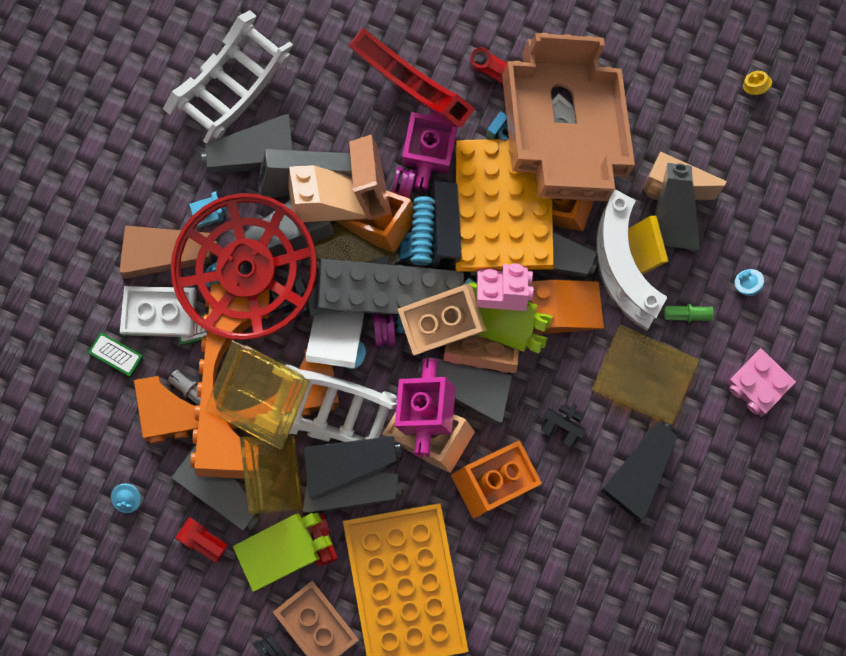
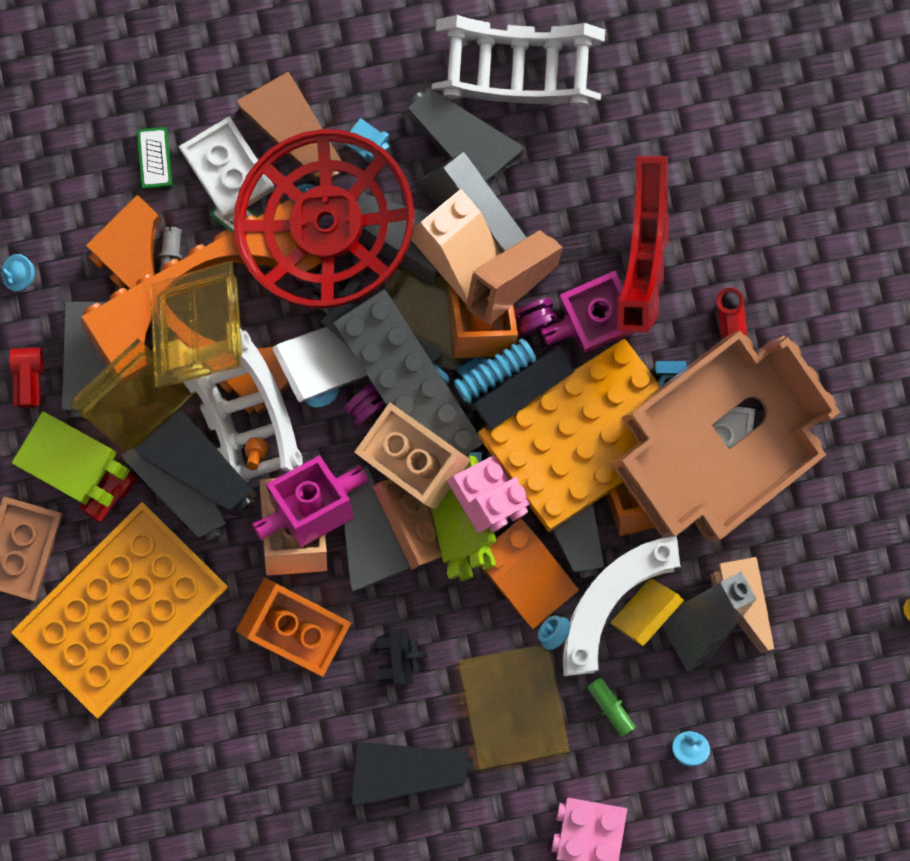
camera: 60 degrees right, 5 degrees up
(363, 420) = (256, 450): none -> orange piece
(616, 314) = (554, 632): none -> medium azure hat

